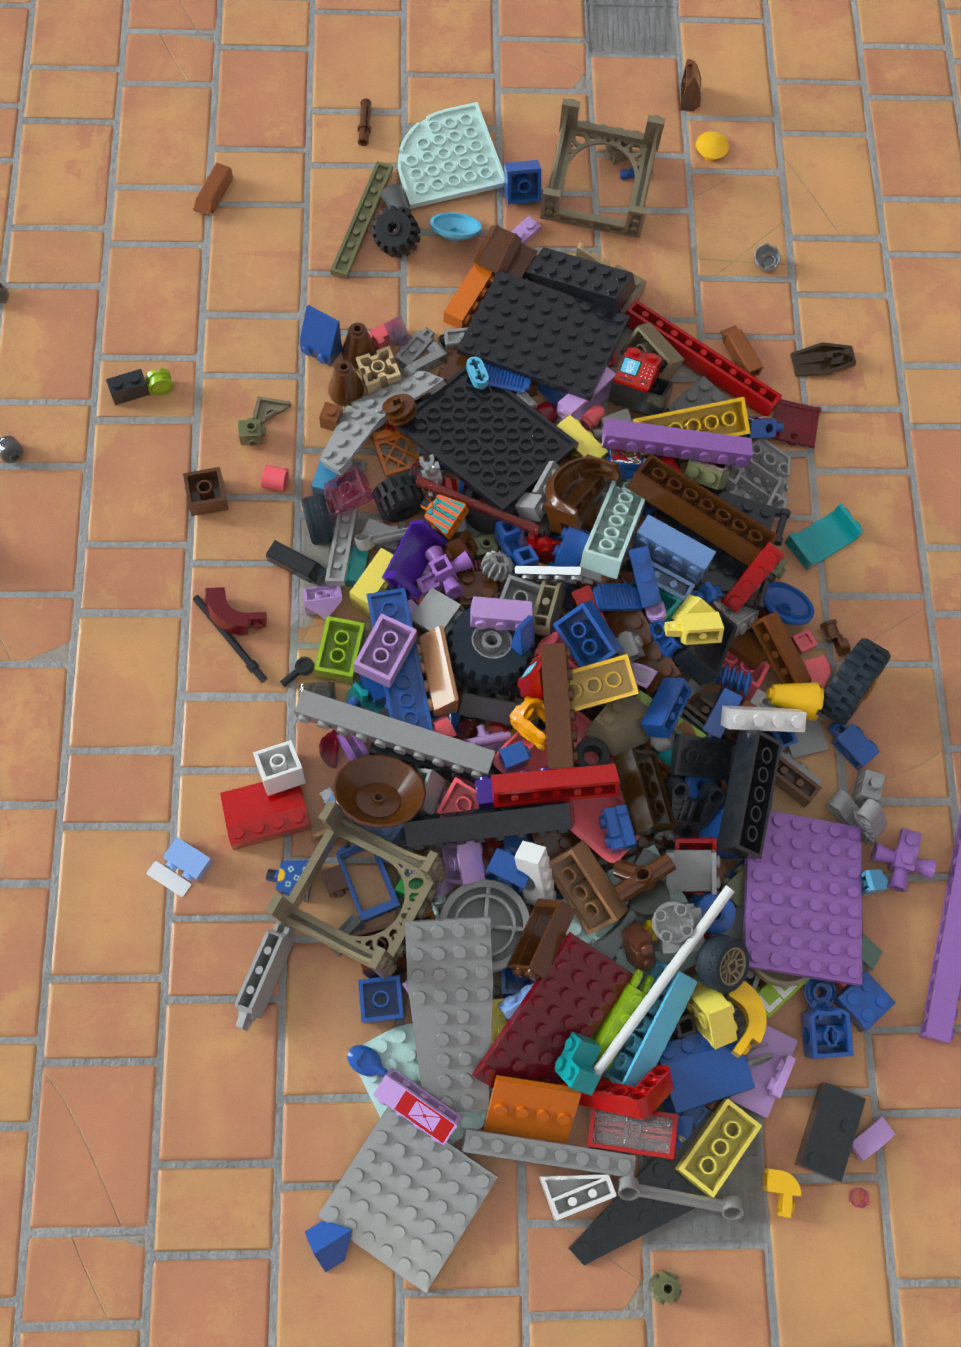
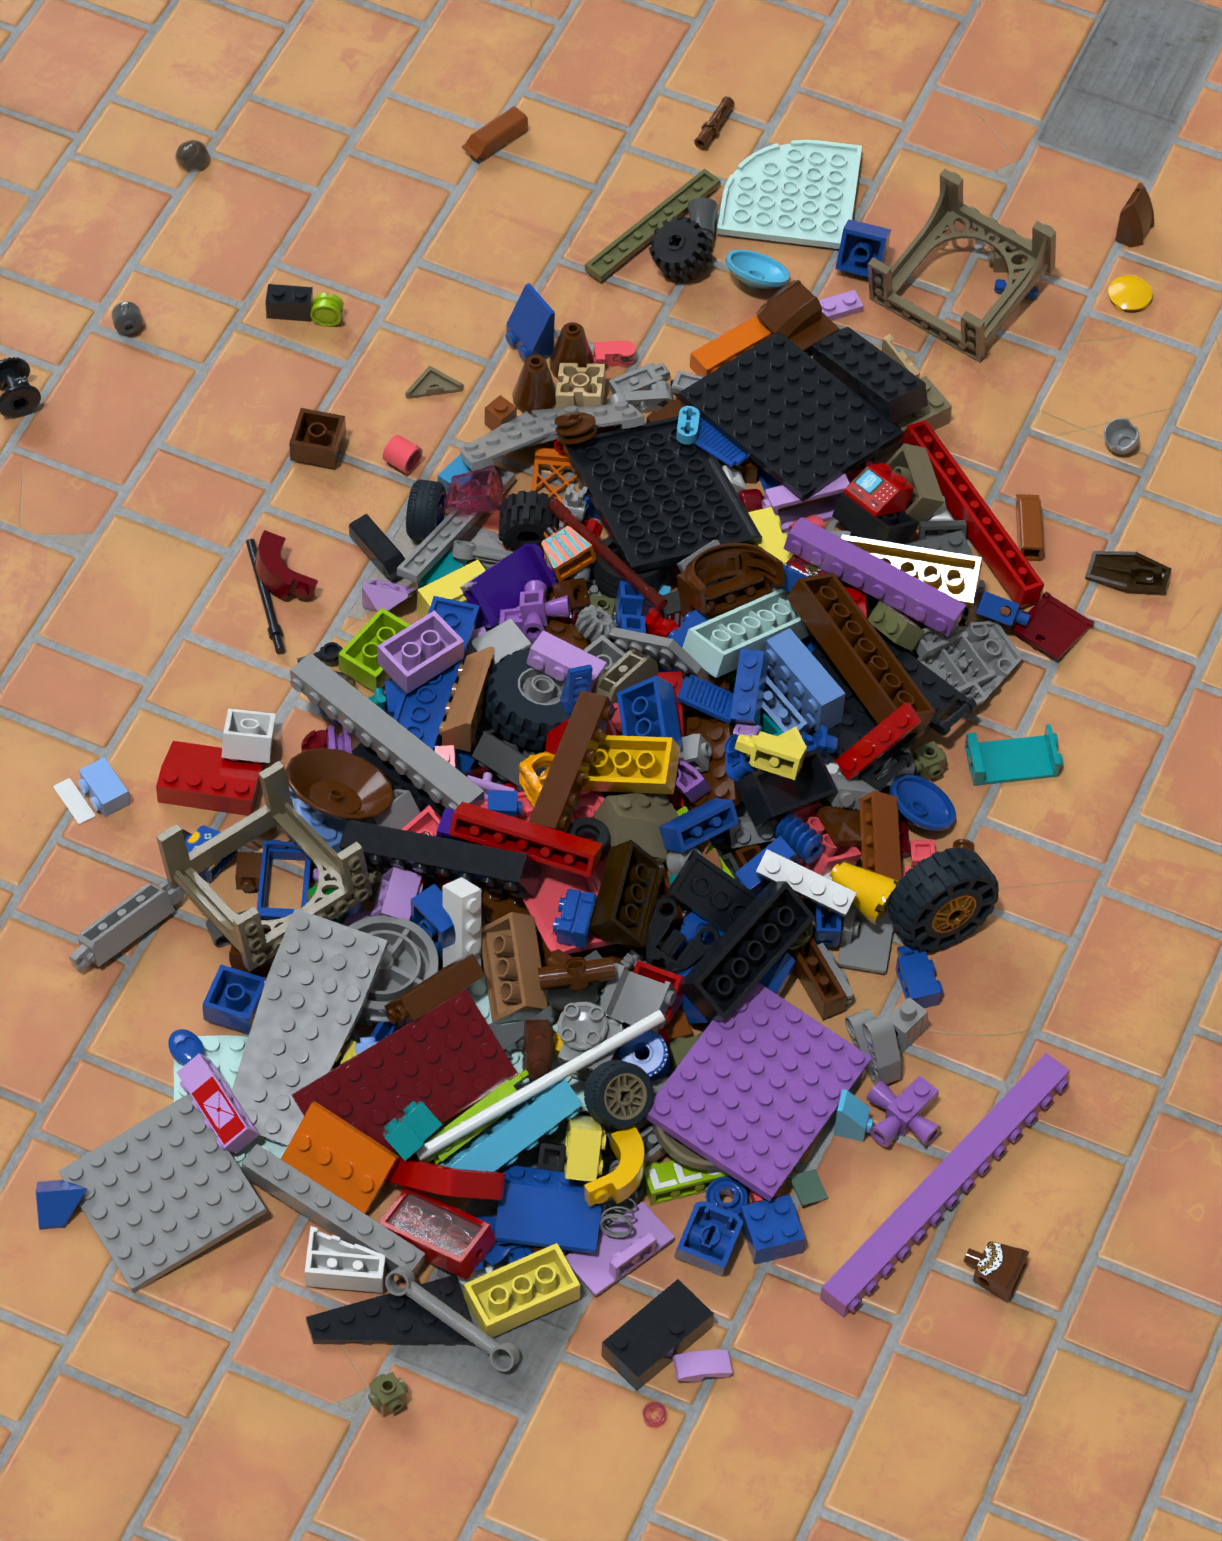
camera: 30 degrees right, 15 degrees down
(251, 432) = (401, 397): olive brick -> none
(397, 331) = (623, 354): clear purple bracket -> none
(531, 507) = (665, 580): light grey brick -> none
(685, 378) = (940, 524): none -> dark grey piece
(785, 1185) = (574, 1361): yellow brick -> none

